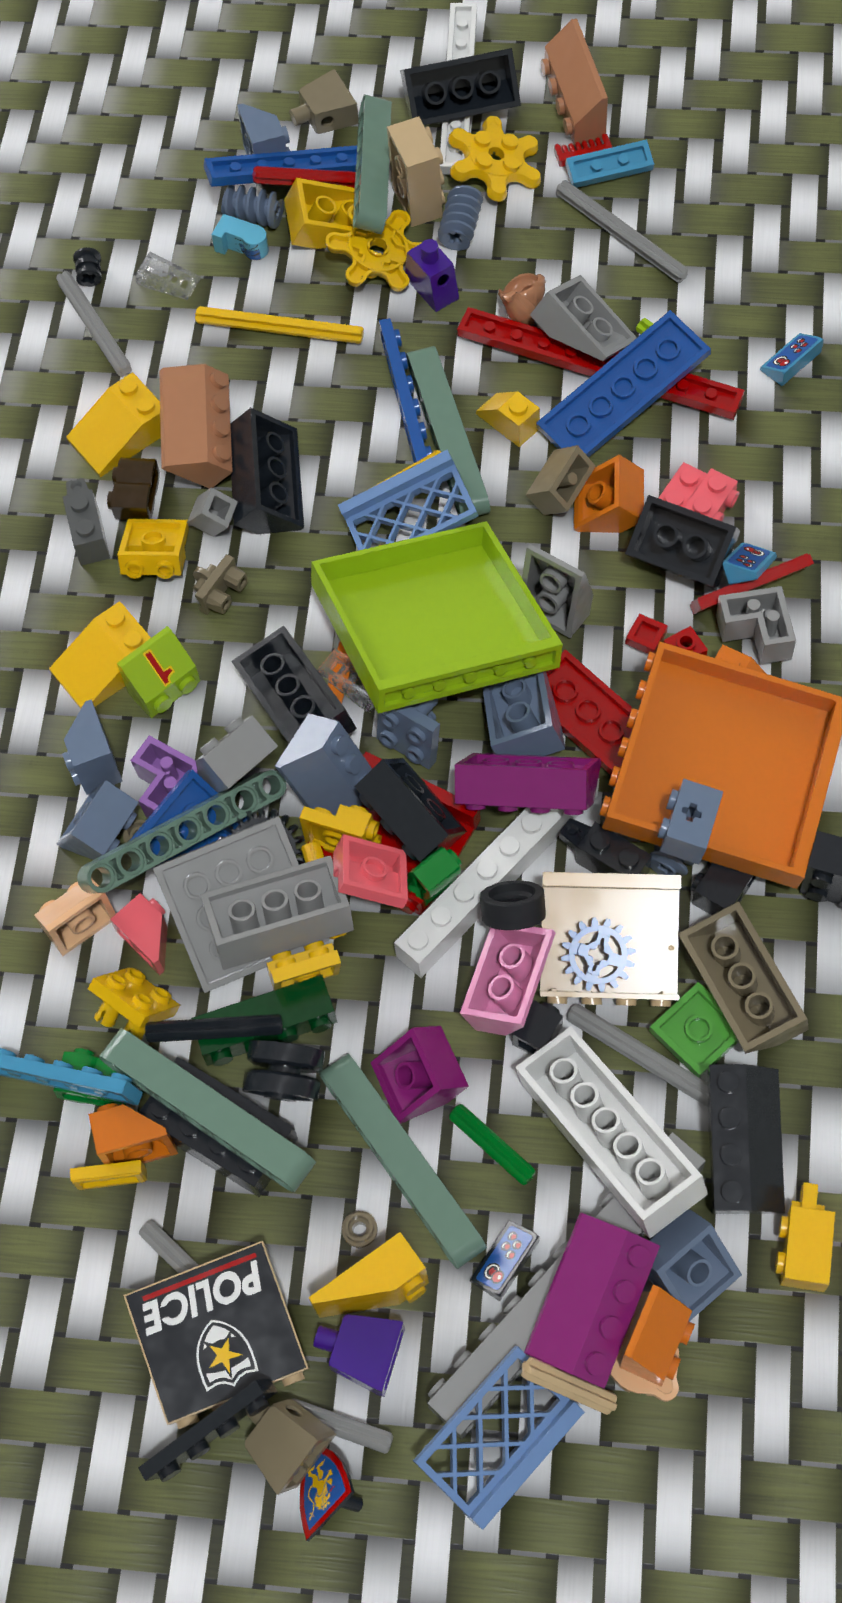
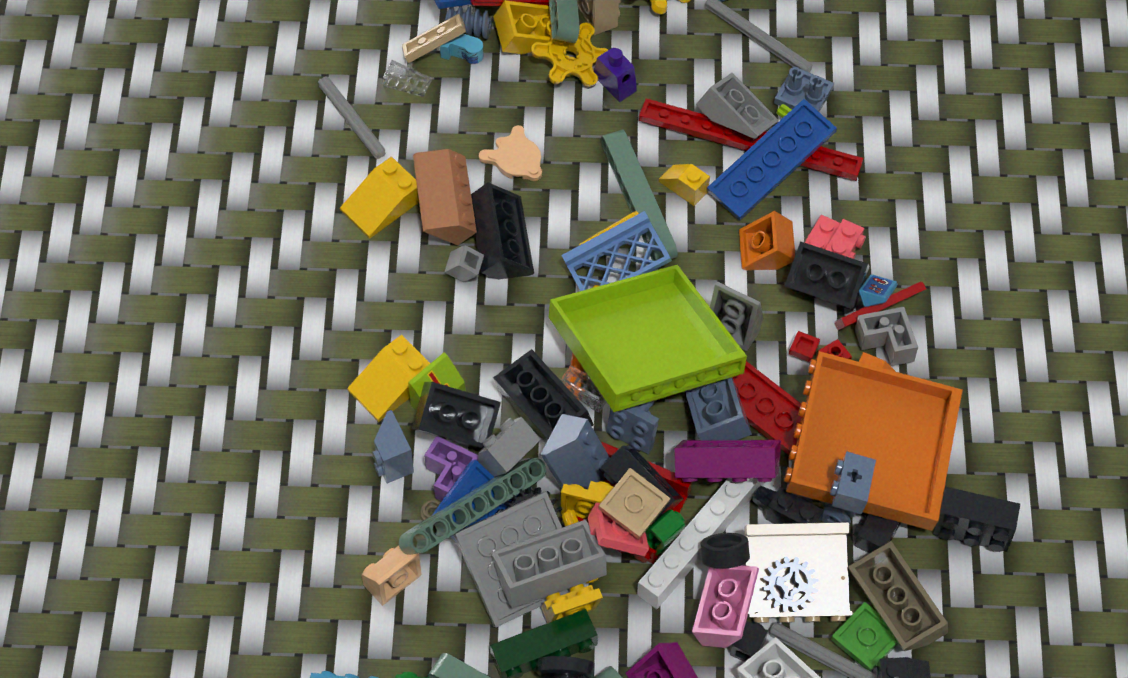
camera: 10 degrees left, 5 degrees down
(85, 523) = (364, 274): dark grey hinge -> none
(87, 266) = (342, 72): black bush -> none
(99, 822) = (402, 503): sand blue slope -> none
(134, 488) = (399, 247): dark brown brick -> none
(134, 998) = (439, 628): yellow plate -> none
(144, 930) = (444, 583): coral slope -> none
(153, 547) = (420, 292): yellow plate -> none
(176, 708) = (455, 415): none -> black brick
(204, 224) = (433, 38): none -> tan tile
(214, 582) = (469, 317): dark tan hips -> none
(214, 1028) = (510, 651): black axle -> none
(279, 325) = (499, 115): yellow axle -> none
(295, 377) = (515, 156): none -> light nougat tile
(392, 837) = (634, 503): none -> tan plate
(403, 388) = (601, 163): blue plate -> none
(460, 217) = (633, 28): sand blue piece -> none
(523, 296) = (688, 89): nougat hair -> none
(560, 480) = (730, 231): dark tan brick -> none
(676, 294) = (801, 86): none -> sand blue plate
(792, 358) = (897, 131): slope -> none

